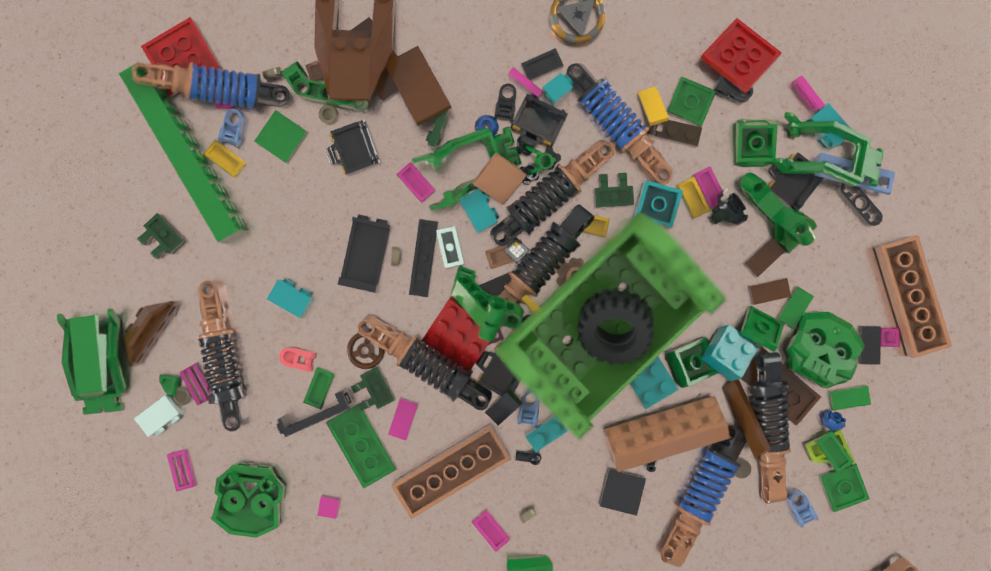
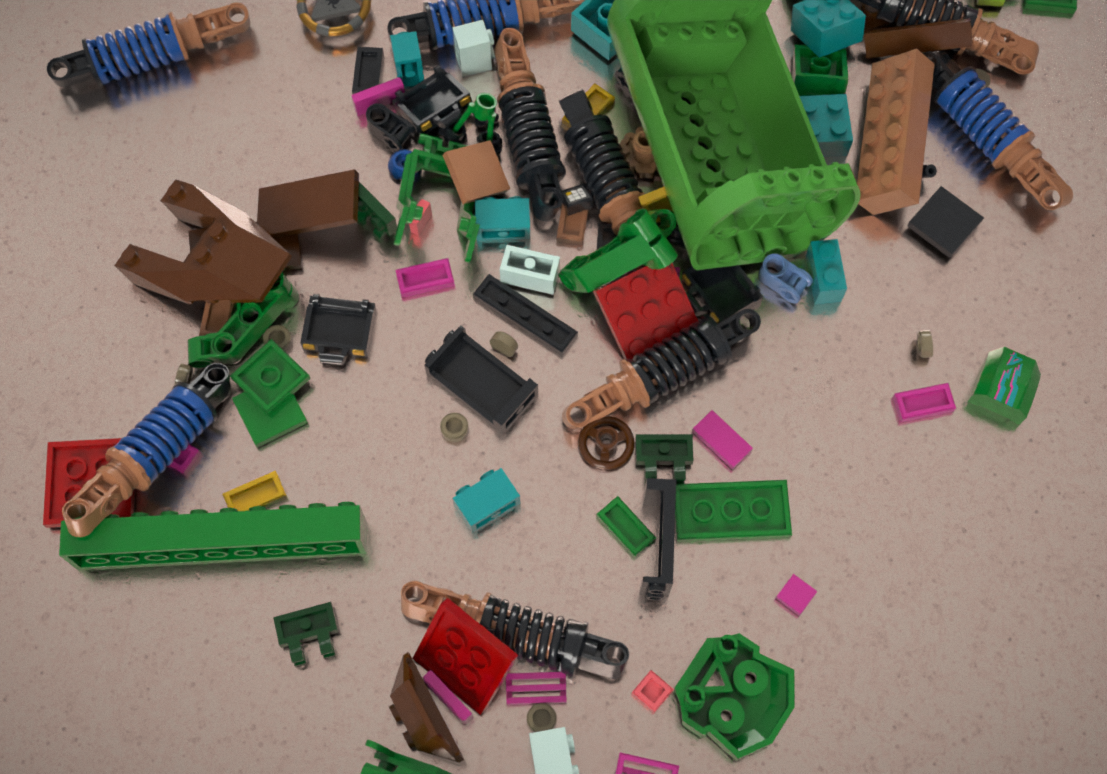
camera: 65 degrees left, 20 degrees down
(164, 337) = (447, 697): none -> dark pink tile
(169, 384) = (515, 725): green tile -> none
(186, 337) = (464, 656): none -> red plate
(229, 451) = (652, 691): none -> coral tile
(230, 129) = (224, 465): medium blue piece -> none
(290, 357) = (564, 540): coral plate -> none
(299, 125) = (270, 377): none -> green tile
(328, 253) = (454, 427): none -> dark tan tile
(450, 471) = (822, 407): nougat brick -> none
(454, 158) = (417, 226): none -> coral tile
(503, 407) = (769, 304): black tile -> none
(531, 457) = (849, 307): black arm -> none
(588, 127) = (473, 48): none -> light aqua brick
(613, 196) = (570, 65): dark green plate -> none
(616, 347) = (762, 106): black tyre -> none
(803, 510) = (1057, 37): medium blue piece -> none

